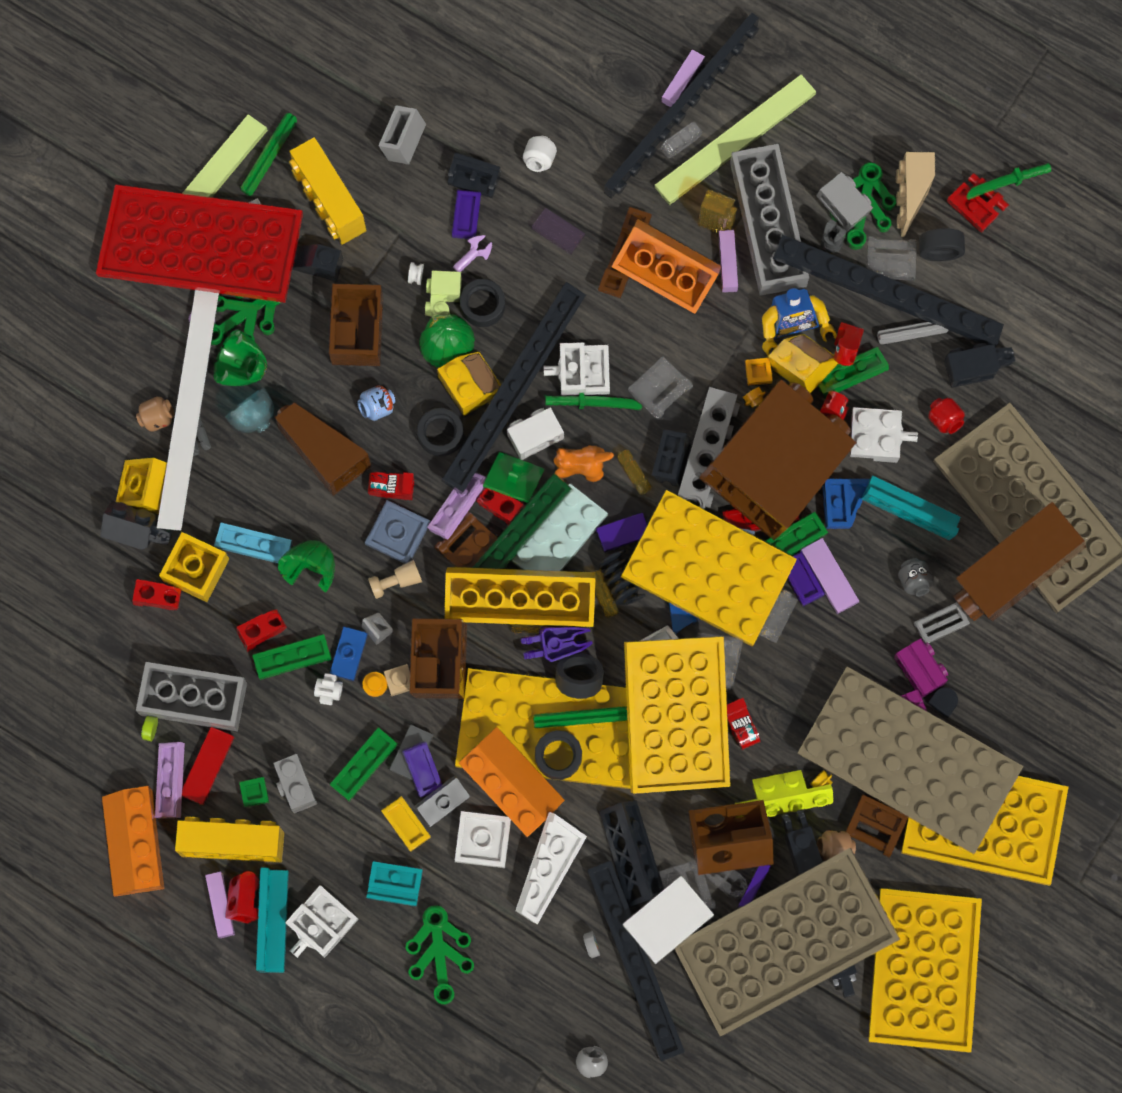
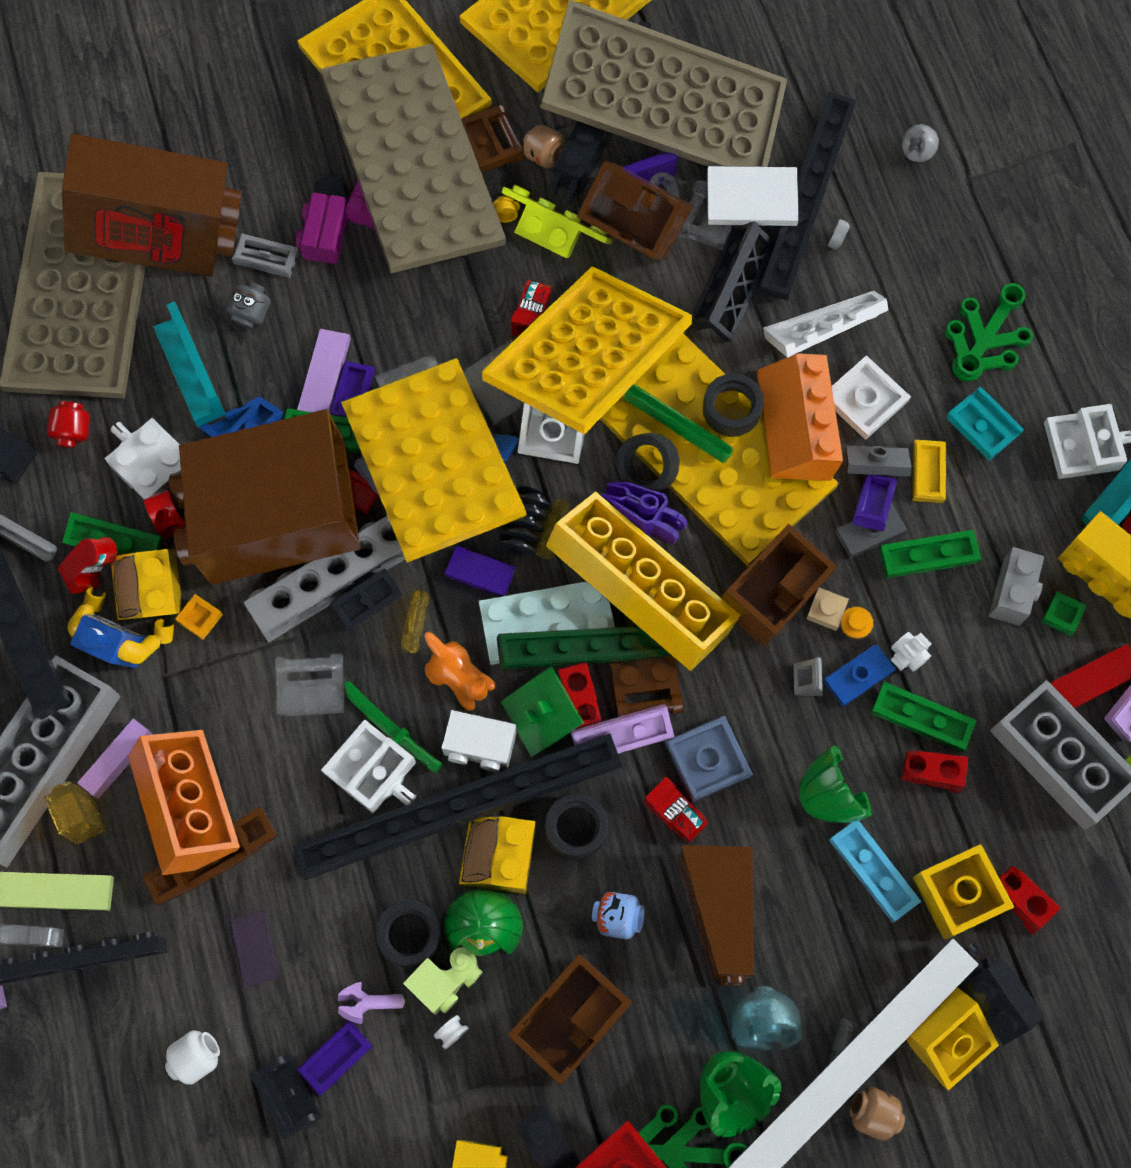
camera: 140 degrees left, 5 degrees down
(404, 576) = (739, 704): tan piece -> none
(754, 397) = (228, 595): light orange plate -> none

